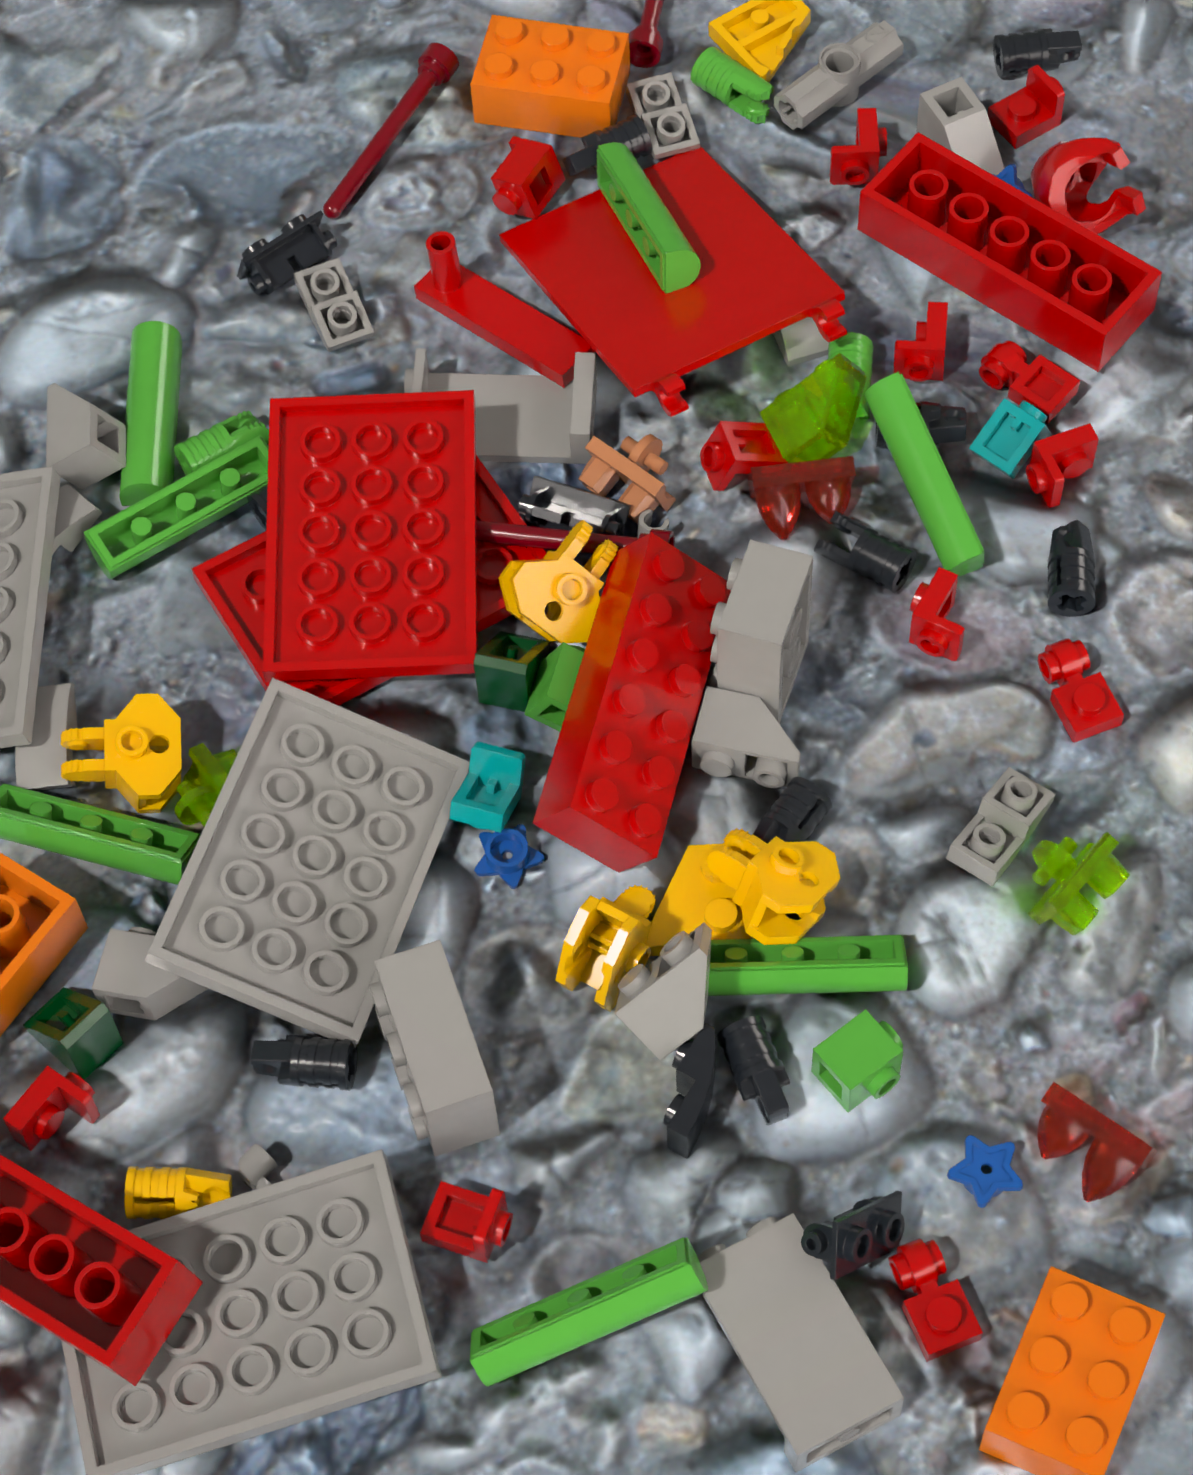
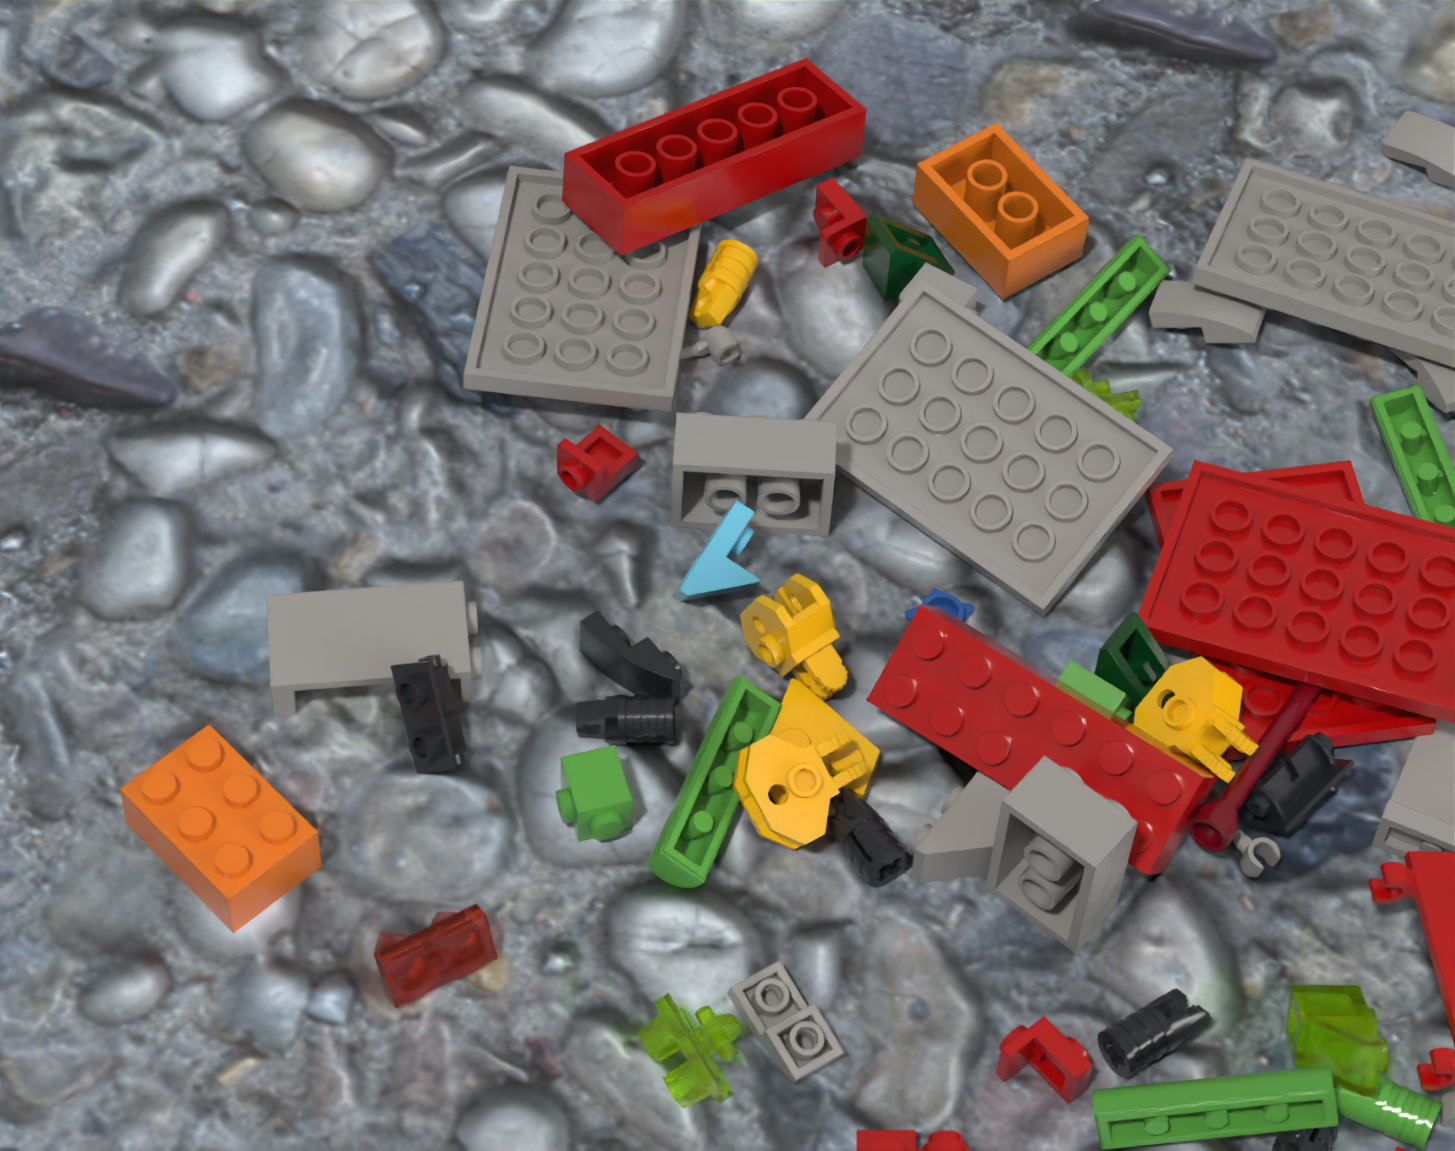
camera: 105 degrees right, 5 degrees down
(139, 753) = (1158, 359): yellow hinge -> none
(307, 1061) = (800, 394): black hinge -> none
(489, 788) = (1004, 611): teal bracket -> none
(552, 1055) = (712, 570): none -> medium azure slope
(586, 1311) = (465, 502): bright green brick -> none
(609, 466) = (1331, 855): nougat hips -> none
(669, 996) = (718, 652): light grey slope -> none
(735, 449) = (1324, 957): red bracket -> none
(780, 488) = (1266, 987): clear red tile -> none
(938, 1314) = (338, 770): red plate -> none
(983, 1185) = (449, 872): blue plate -> none

